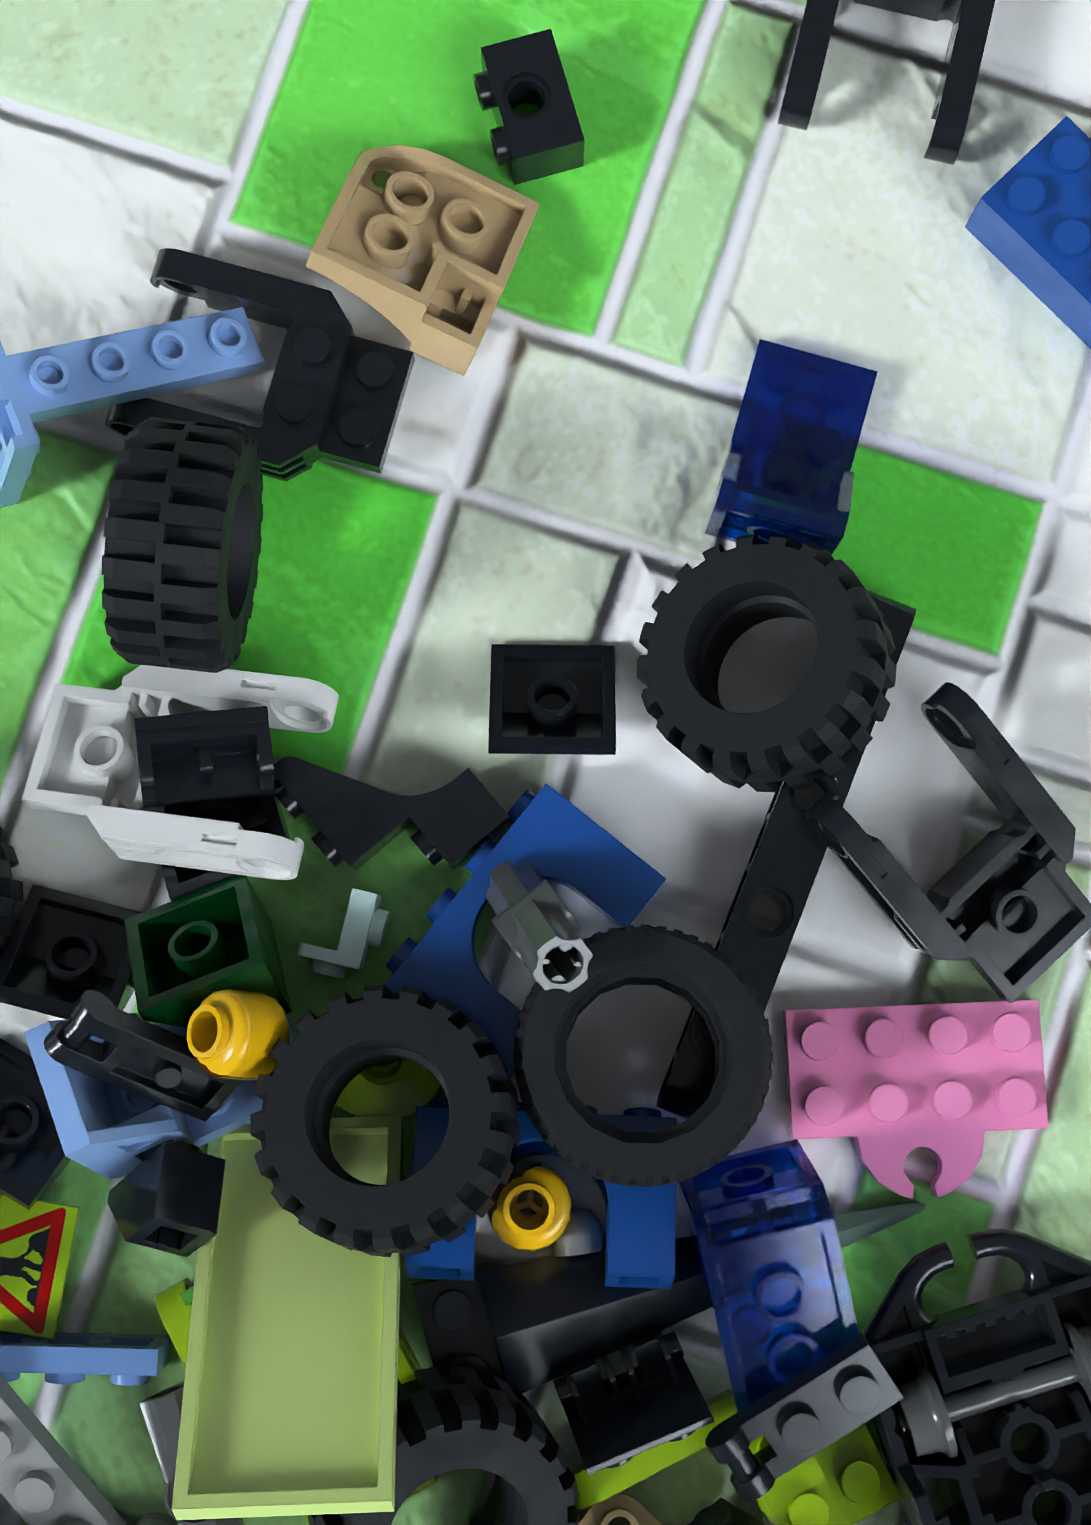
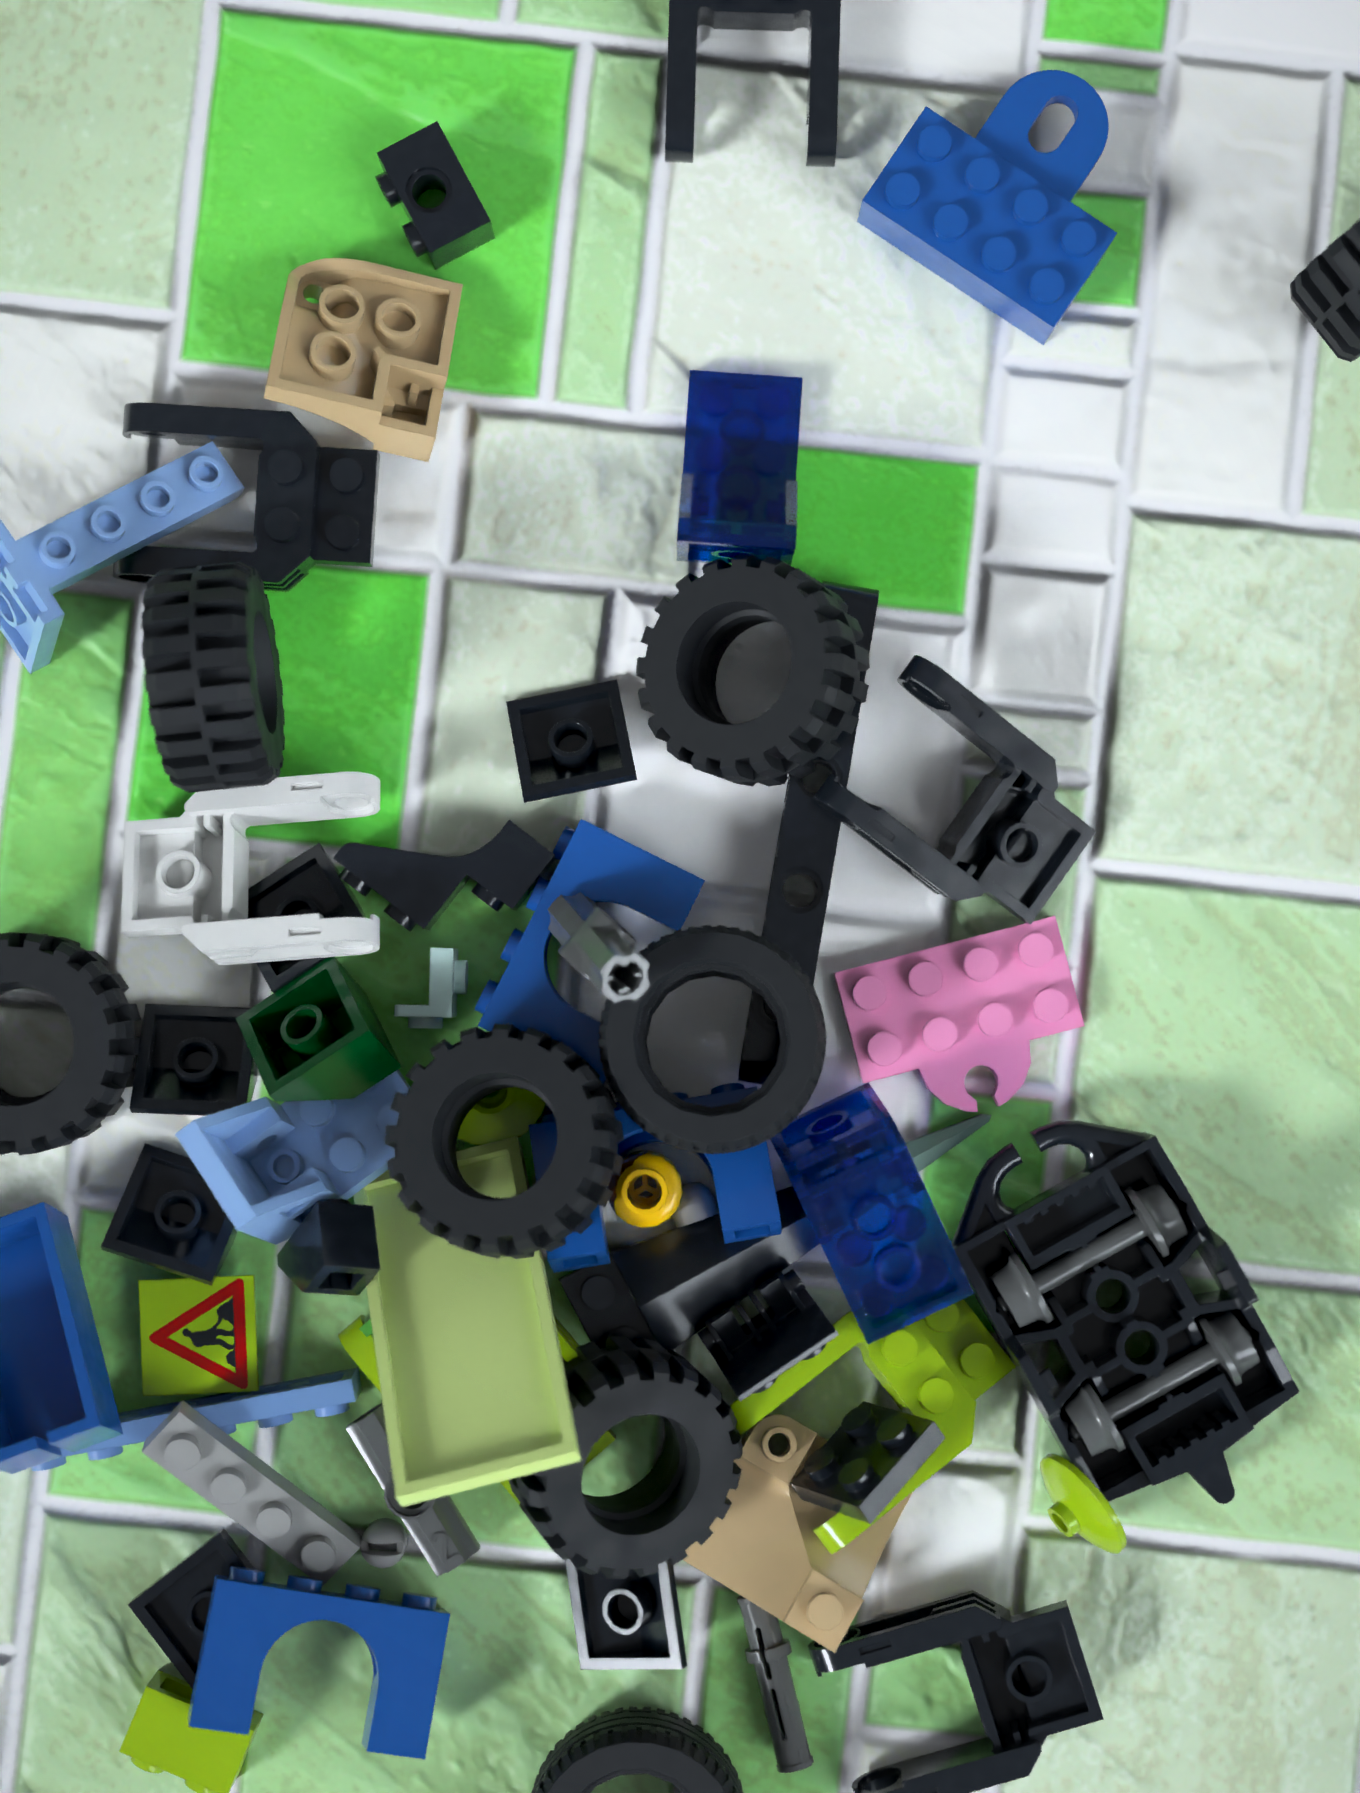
camera: 15 degrees left, 5 degrees up
(135, 1057) = (283, 1133): black plate -> none
(204, 756) = (274, 860): black hinge -> none
(236, 1033) = (358, 1096): yellow head -> none
(803, 1416) = (914, 1313): black plate -> none

